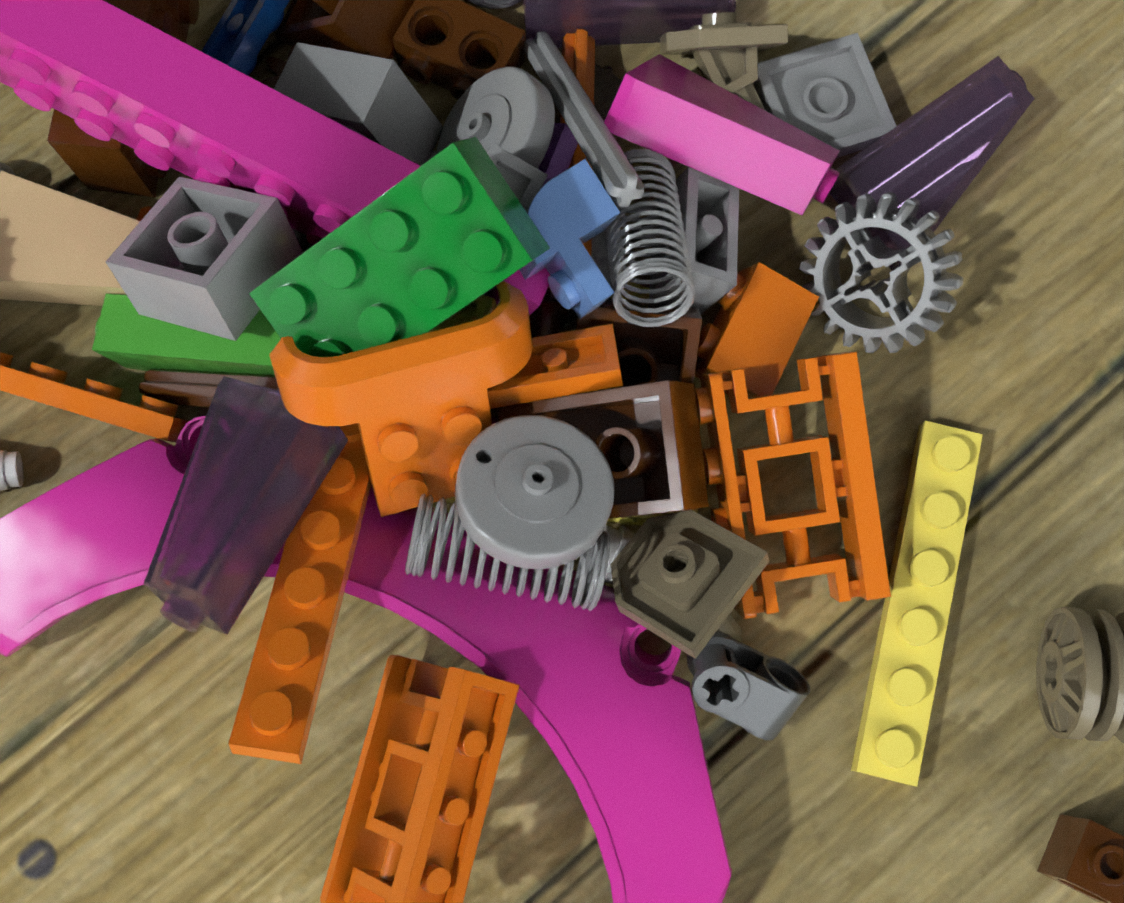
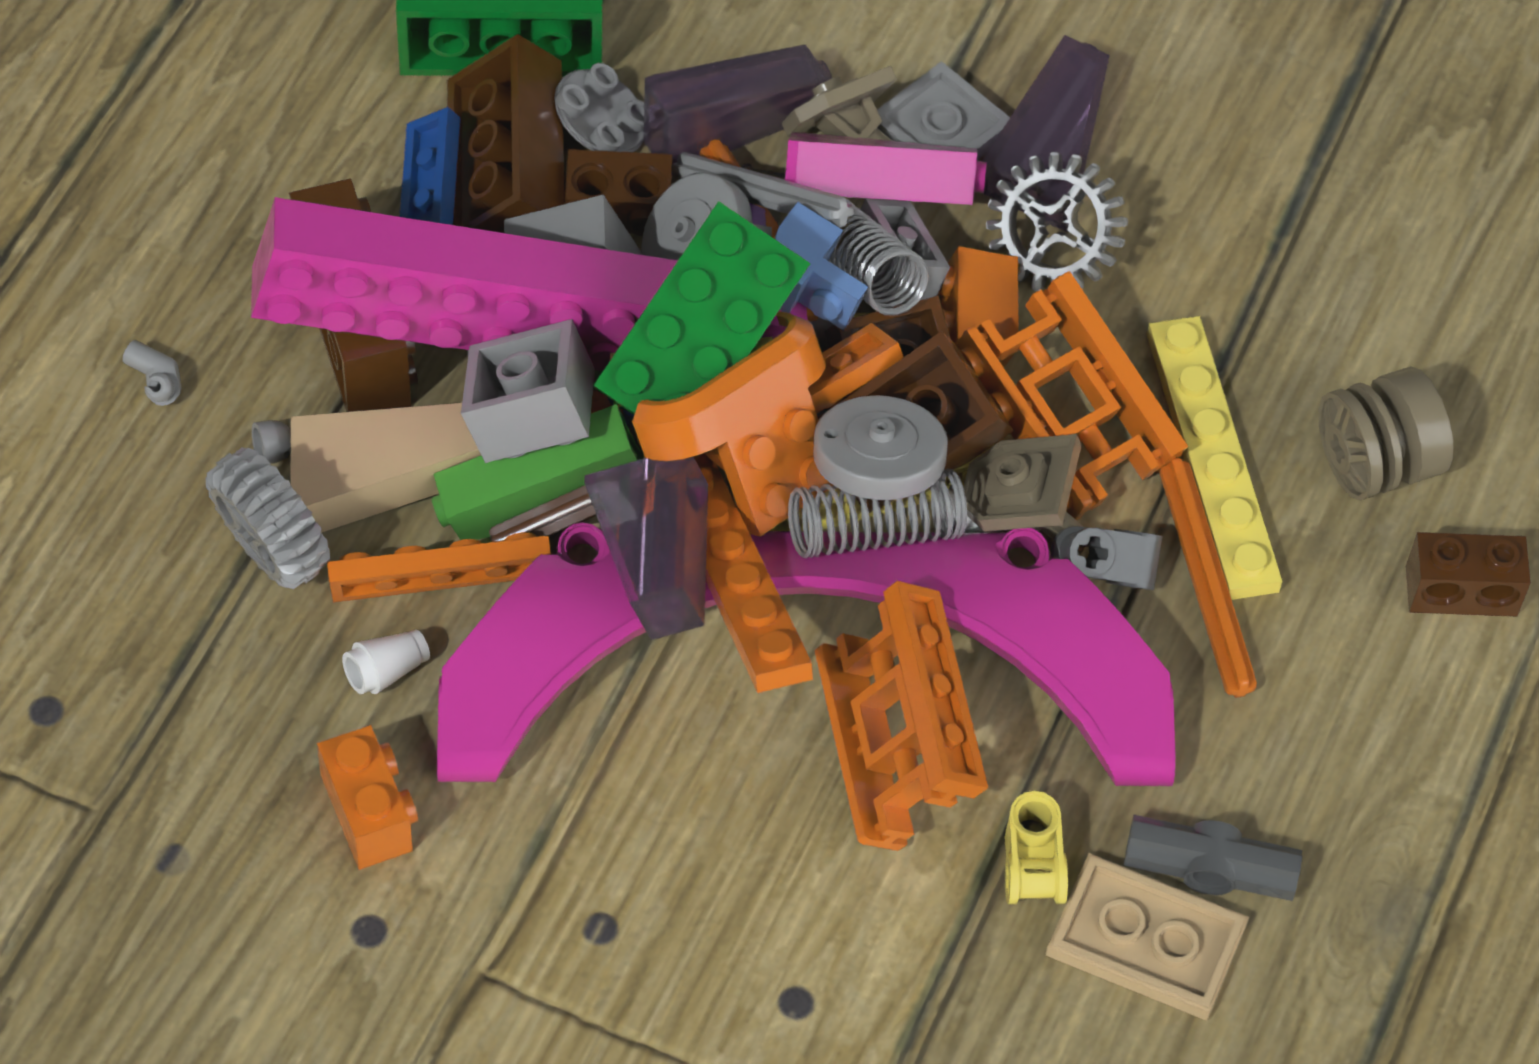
camera: 25 degrees left, 20 degrees down
(840, 748) = (1208, 578): none -> orange axle

